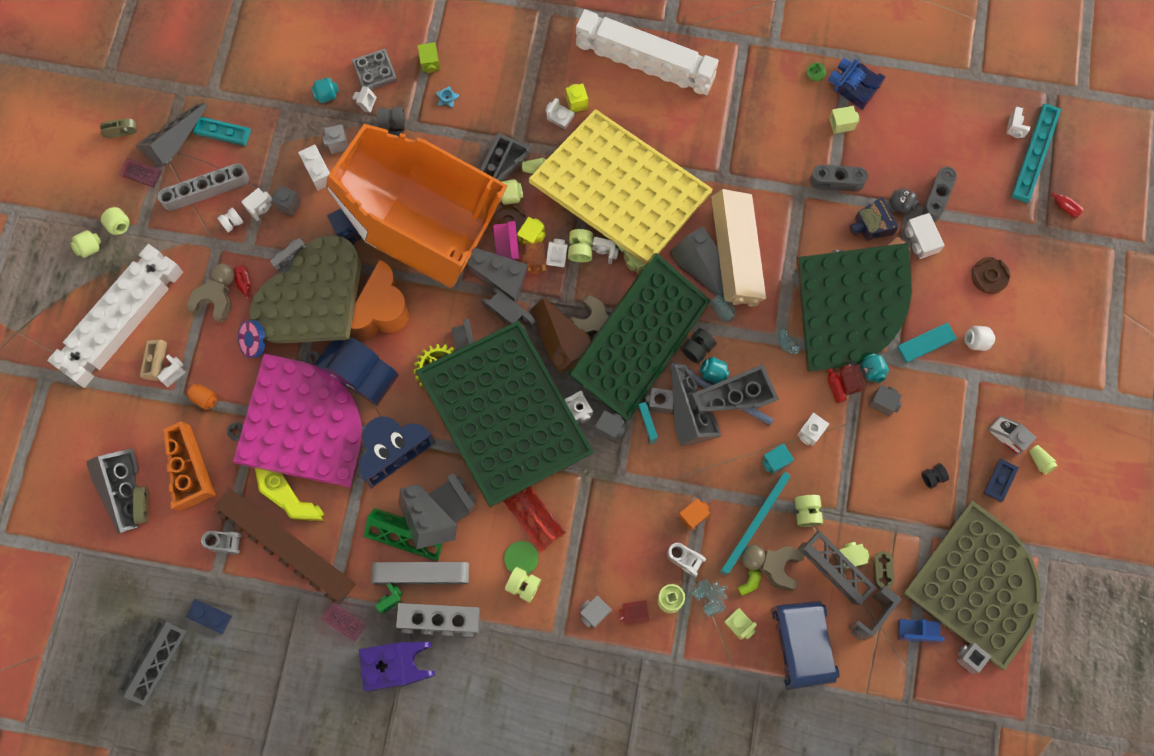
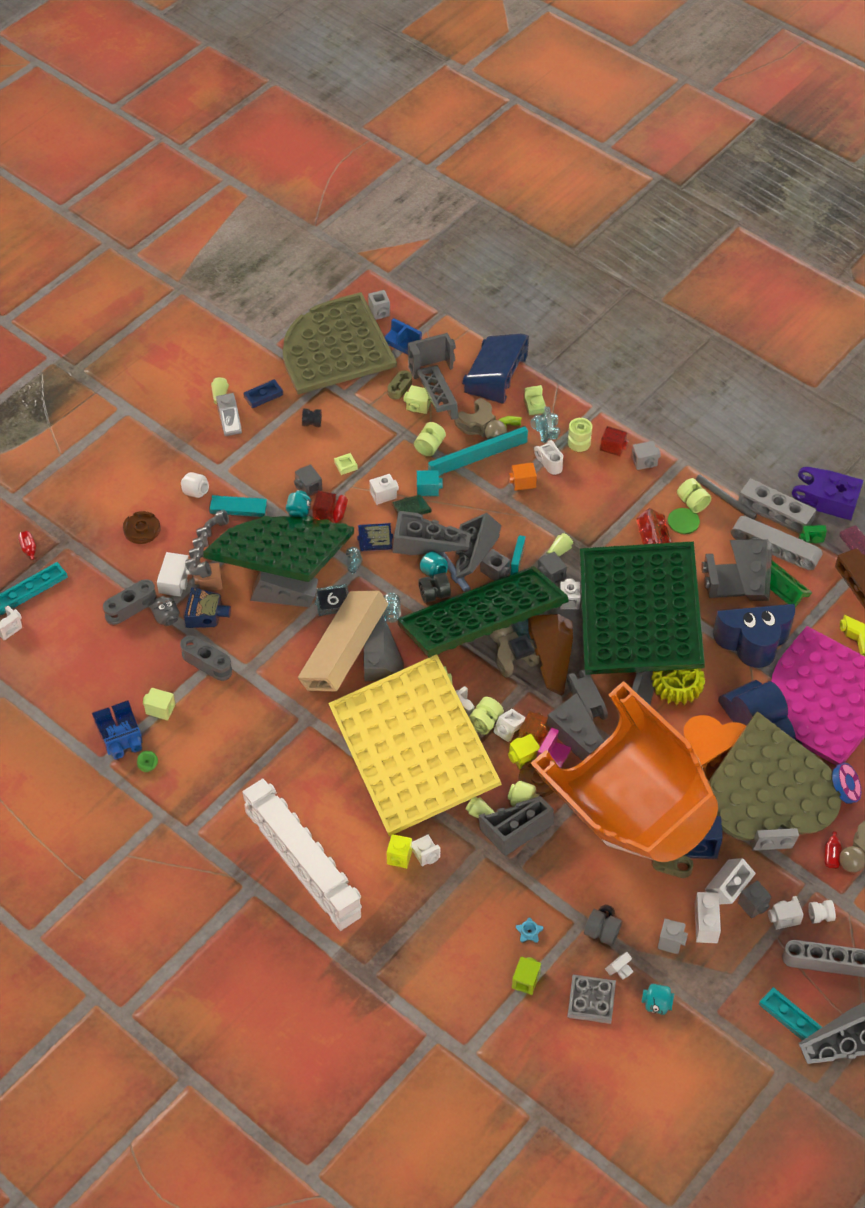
camera: 150 degrees left, 20 degrees down
(310, 202) = (731, 880): none -> white brick
(494, 608) = (726, 497): none -> dark grey bar
(586, 318) = (521, 647): none -> black tile
(616, 456) = (561, 544): none -> yellowish green cone
(775, 424) = (412, 504): none -> clear green piece
(780, 295) = (330, 599): none -> piece
(787, 379) = (375, 537): none -> piece
(867, 445) = (345, 464): none -> yellowish green tile
(926, 278) = (194, 565): none -> dark grey bar

